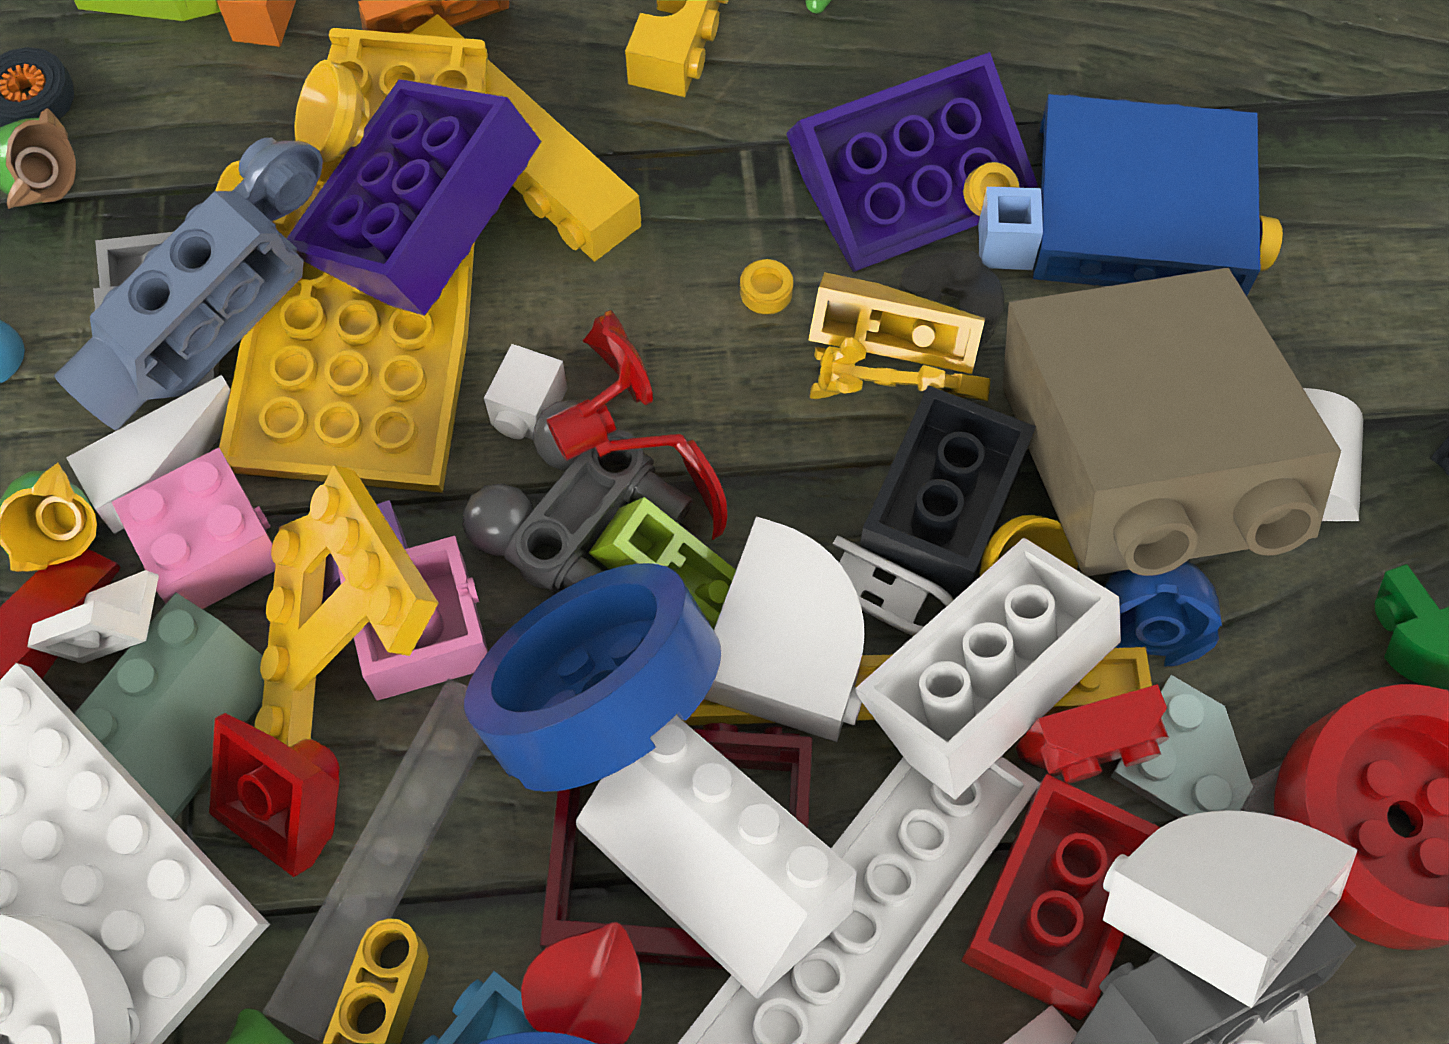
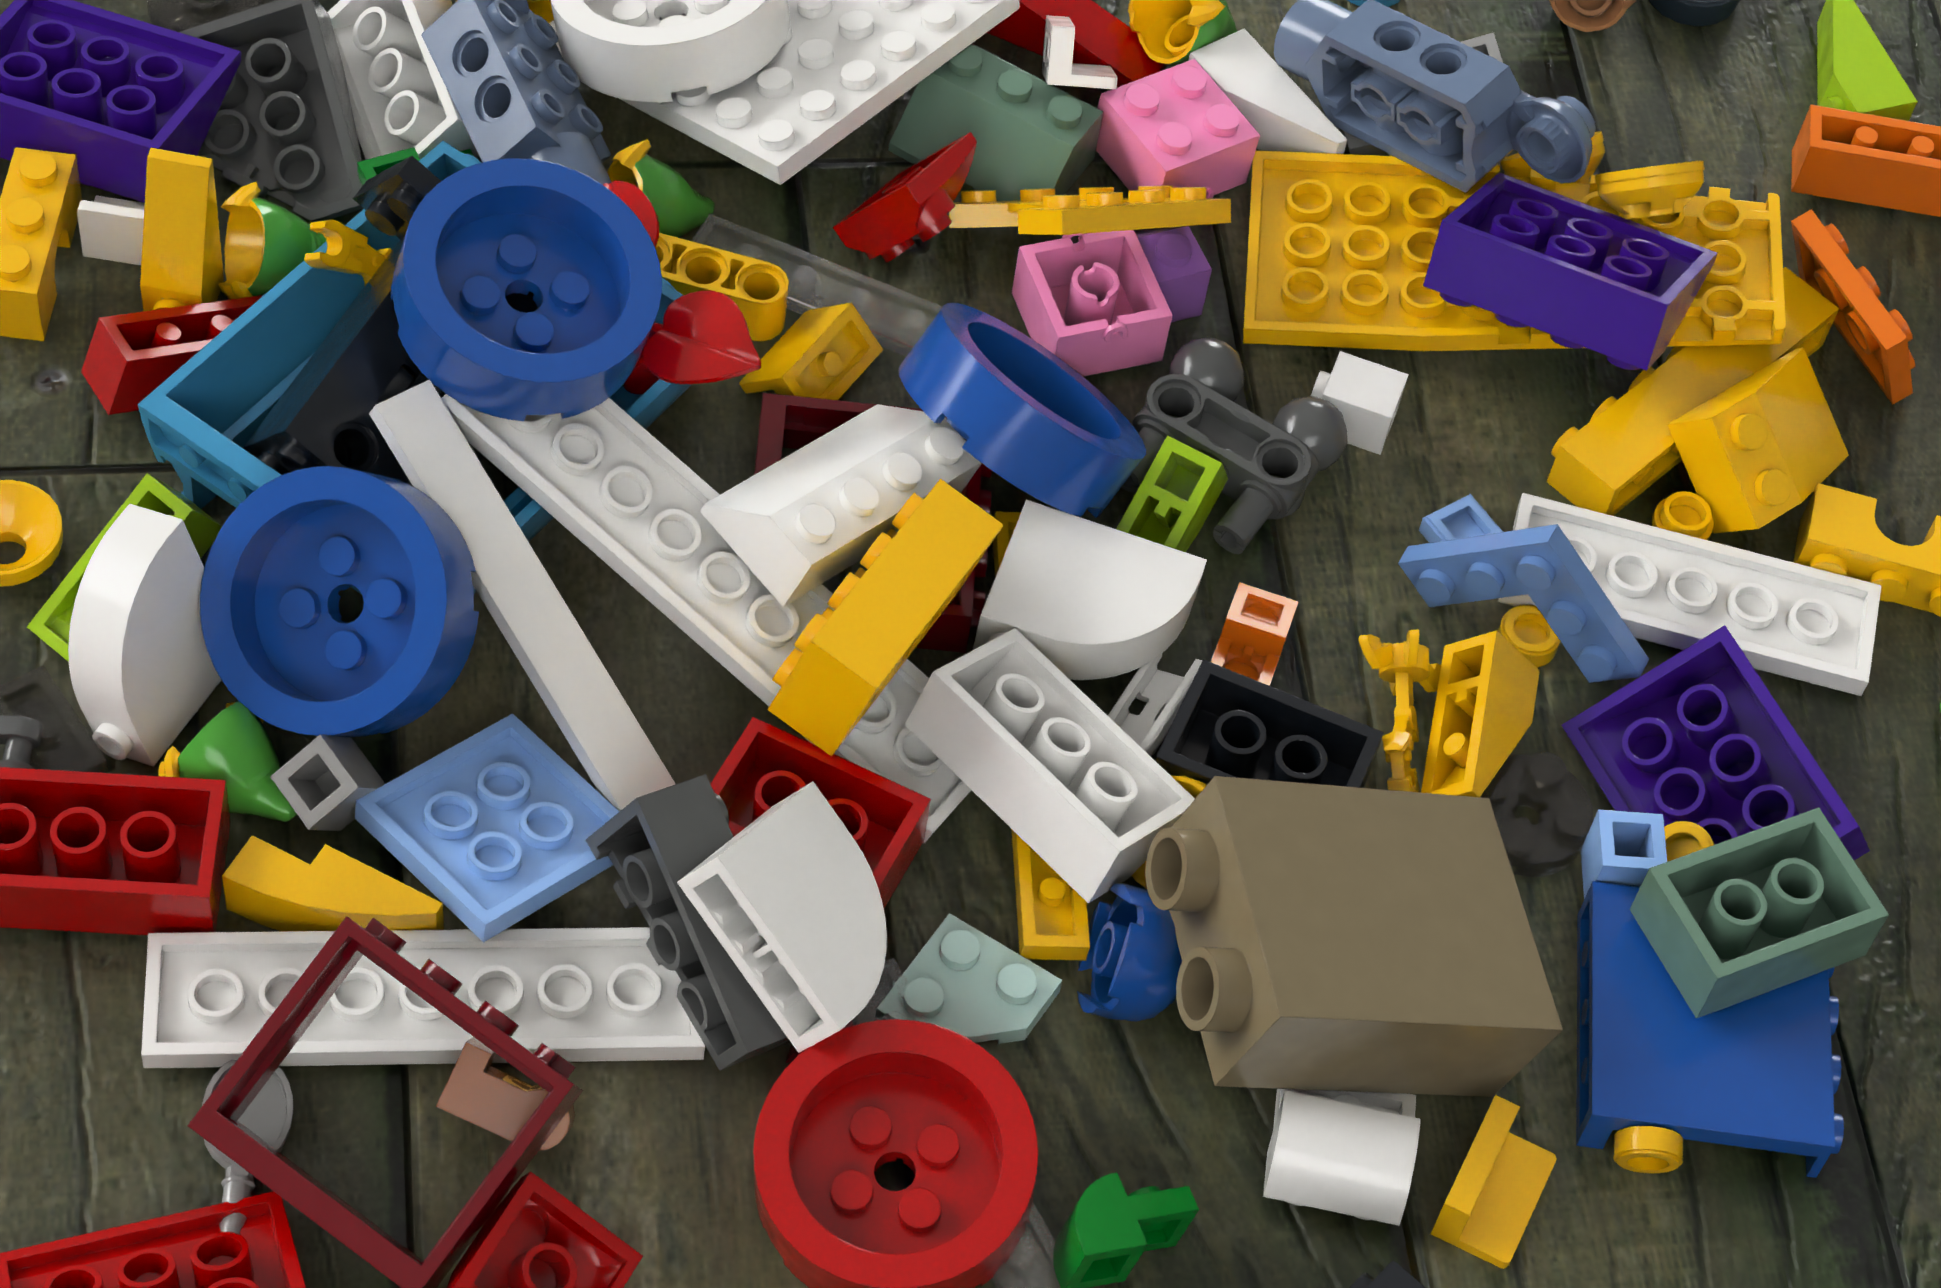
camera: 80 degrees right, 10 degrees down
(469, 900) = (817, 355): none -> yellow panel
(587, 92) = (1760, 444): none -> yellow slope
(590, 421) = (1350, 394): red plant -> none
(644, 160) = (1684, 514): none -> yellow plate
(659, 327) = (1457, 521): none -> light blue tile
(720, 167) = (1686, 587): none -> white plate
(769, 235) = (1550, 572): none -> medium blue plate
(787, 499) = (1254, 633): none -> orange slope
(888, 802) = (880, 614): none -> yellow brick
(1090, 124) = (1758, 912): none -> sand green brick
(1099, 732) = (977, 856): red slope -> none
(1316, 357) = (1495, 1189): none -> yellow panel

